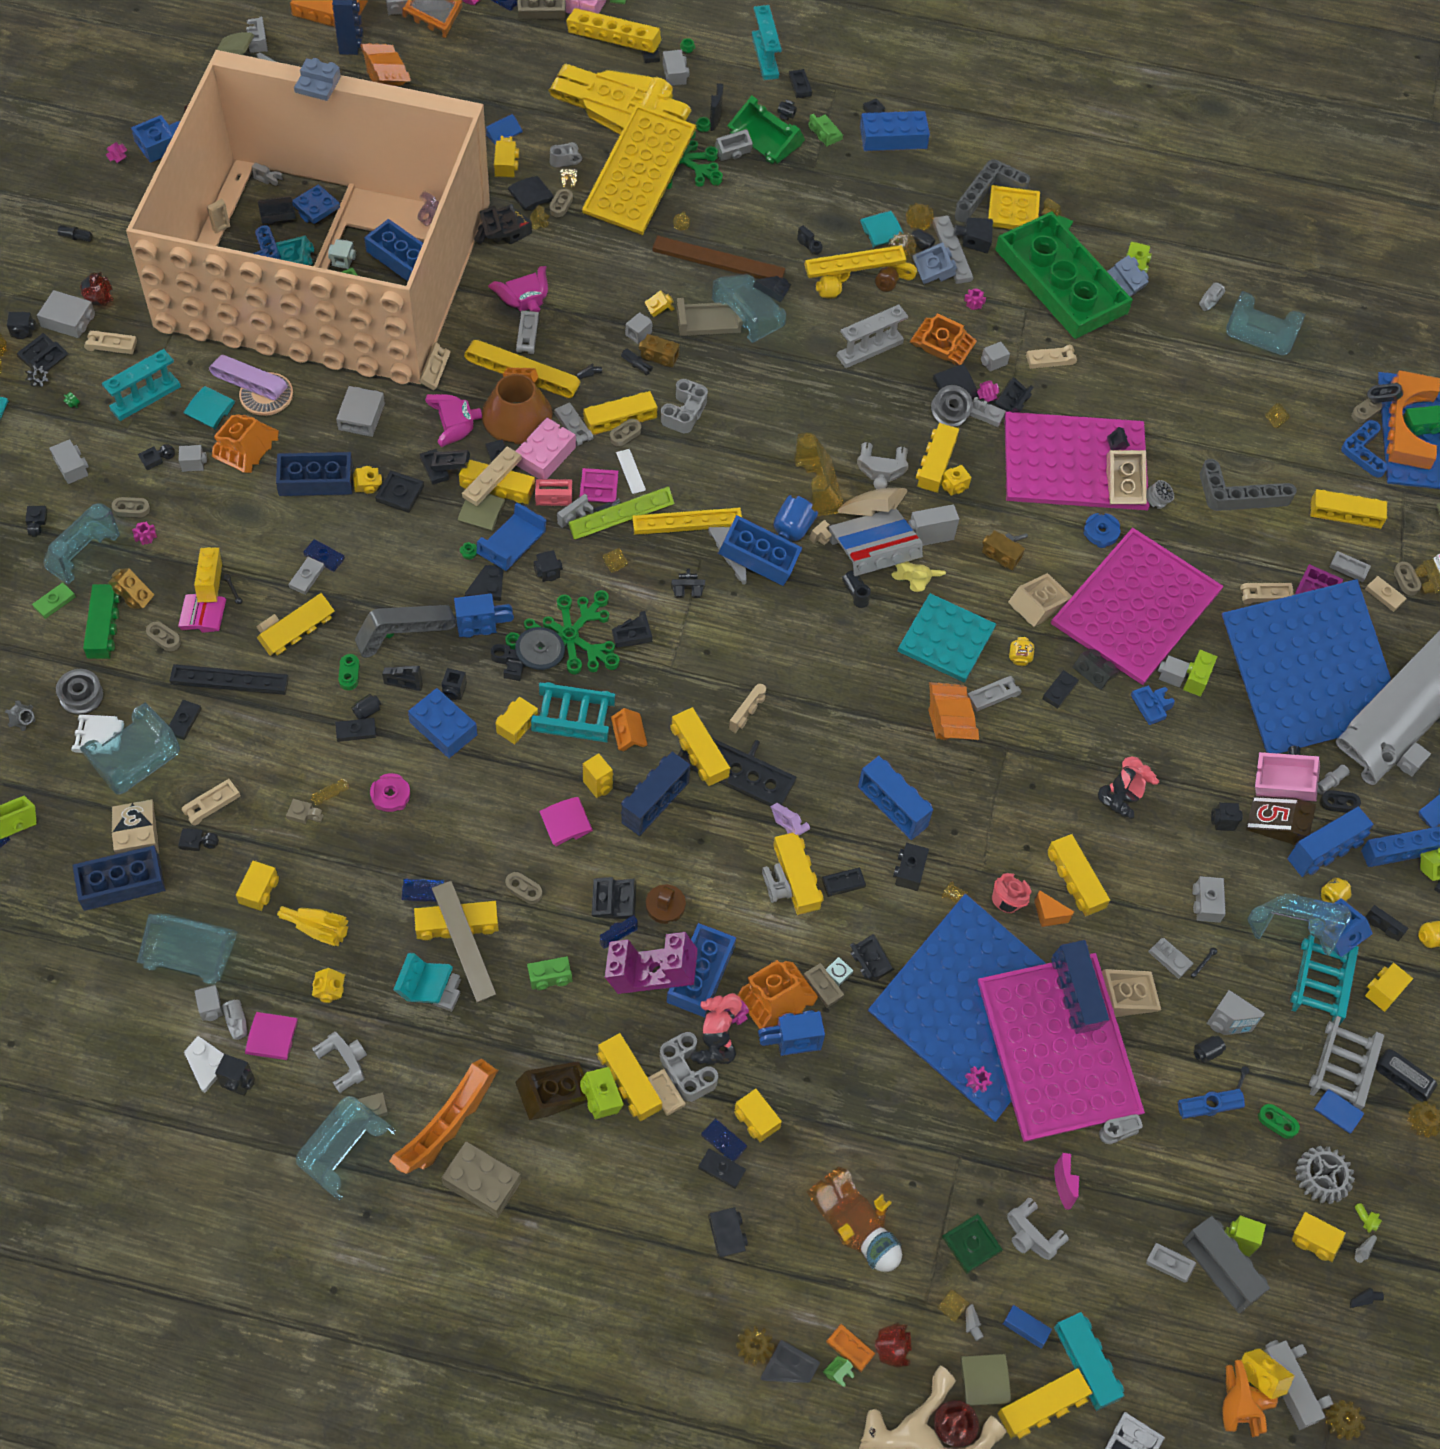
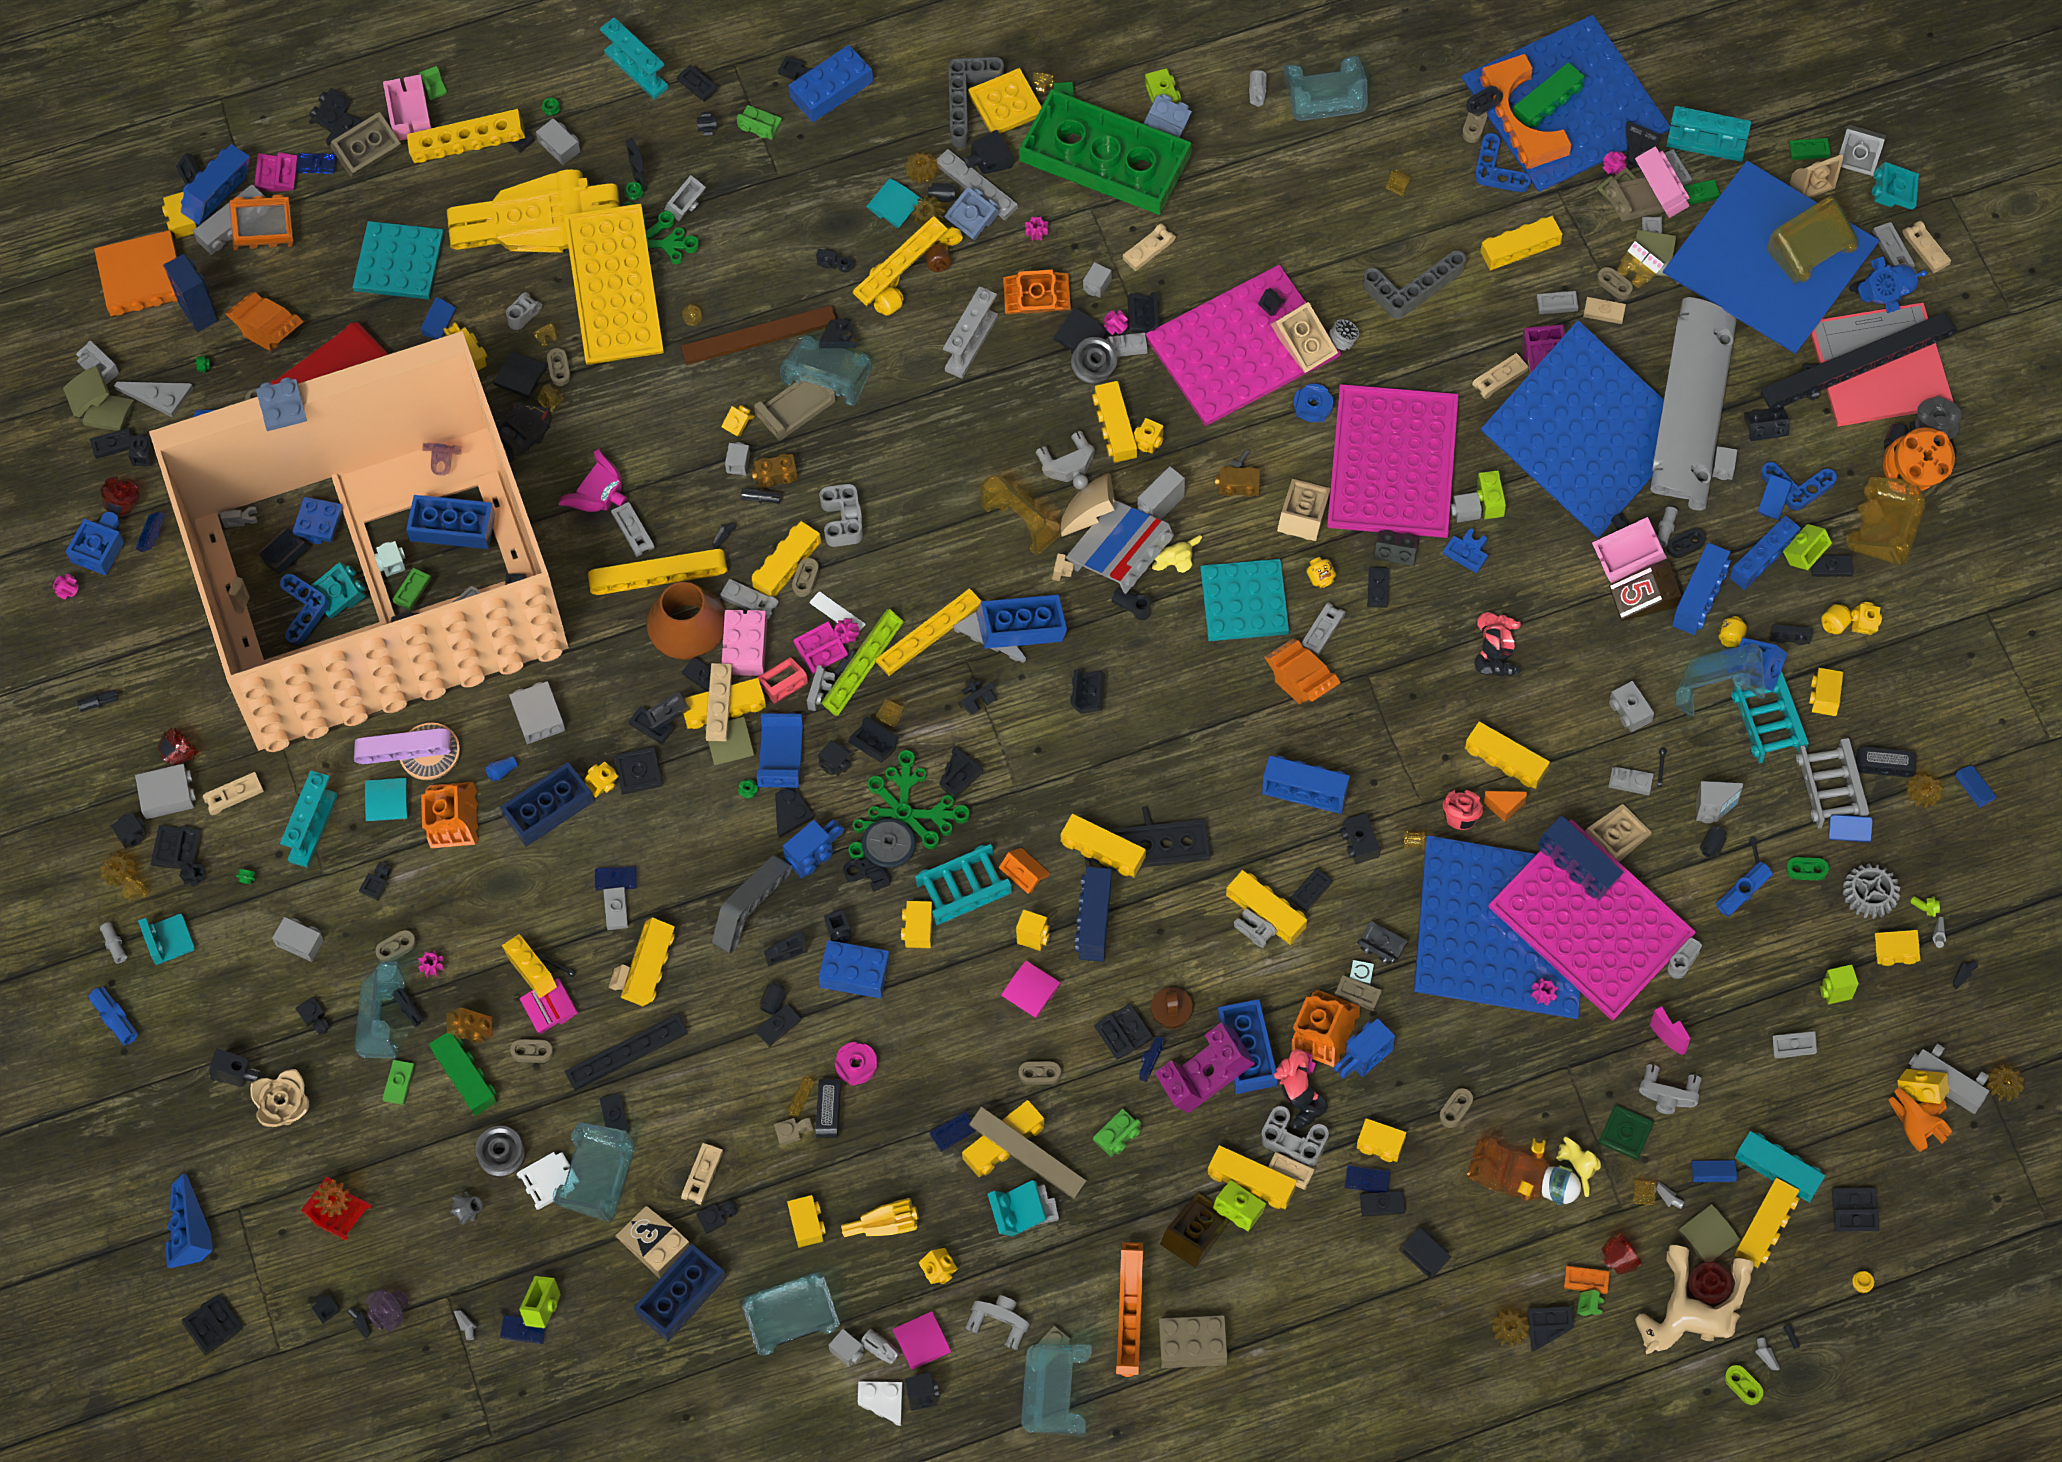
camera: 25 degrees left, 5 degrees up
(104, 553) = (408, 1007): none -> black axle
(192, 458) = (414, 861): light grey brick -> none
(304, 433) = (500, 768): none -> blue cone
(342, 812) = (828, 1108): none -> black beam
(349, 670) = (728, 974): green plate -> none
(434, 366) = (572, 621): tan plate -> none
(455, 417) = (632, 662): dark pink torso -> none
(508, 82) = (398, 260): none -> teal plate
(529, 372) = (663, 580): orange piece -> none
(587, 571) = (874, 740): none -> black bracket
(626, 484) = (846, 630): none -> dark pink gear
(748, 707) = (1116, 780): tan plate -> none
(767, 132) = (709, 162): green windscreen -> none
(774, 630) = (1087, 691): none -> black bracket
(789, 820) = (1228, 864): lavender plate -> none
(794, 518) = (1029, 569): blue cylinder -> none
(838, 1128) = (1456, 1109): none -> dark tan plate
(916, 1243) = (1583, 1161): none -> light yellow animal
(1226, 816) = (1598, 620): black brick -> none
(1226, 1264) = (1839, 1017): dark grey piece -> none

